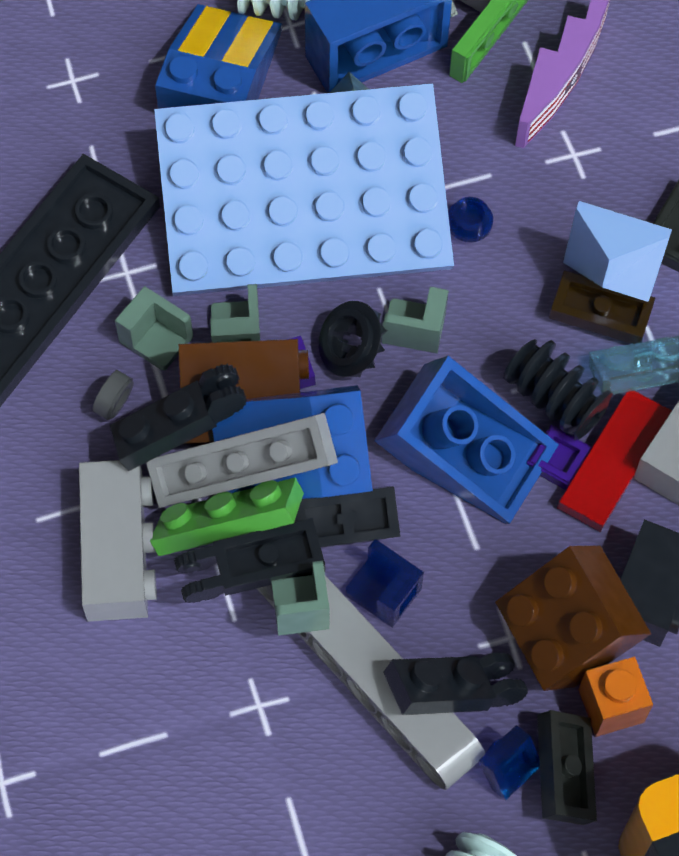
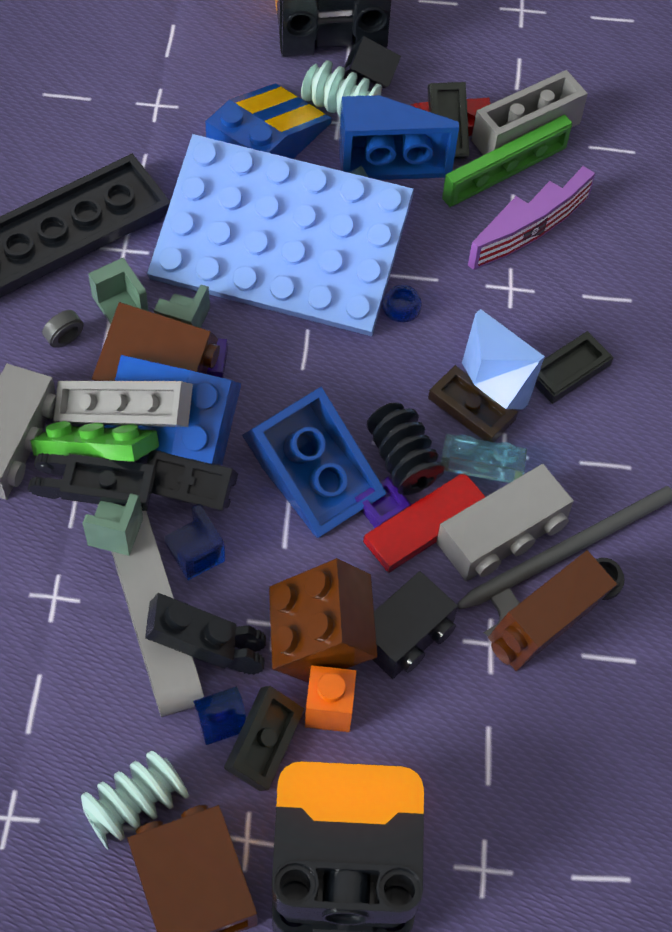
camera: 20 degrees right, 5 degrees down
(178, 417) = (92, 354): black hinge -> none
(338, 354) = (249, 362): black gear -> none
(416, 324) = (321, 364): sand green panel -> none

